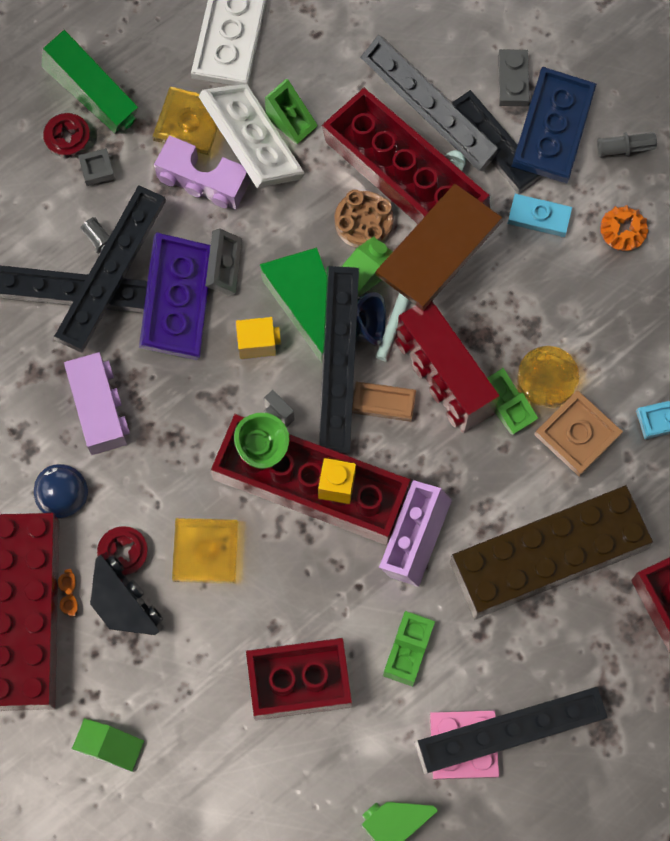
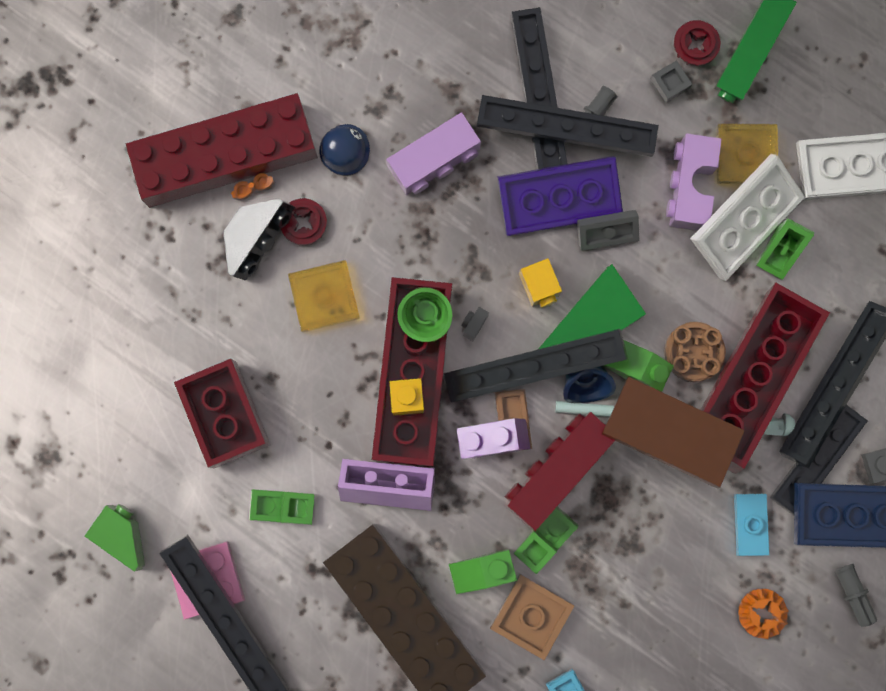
camera: 75 degrees right, 10 degrees up
(108, 744) = (126, 262): bright green slope -> none
(397, 419) = (493, 438): none -> brick
(524, 465) = (483, 571): none -> bright green slope
(548, 376) = (582, 573): clear yellow tile -> none

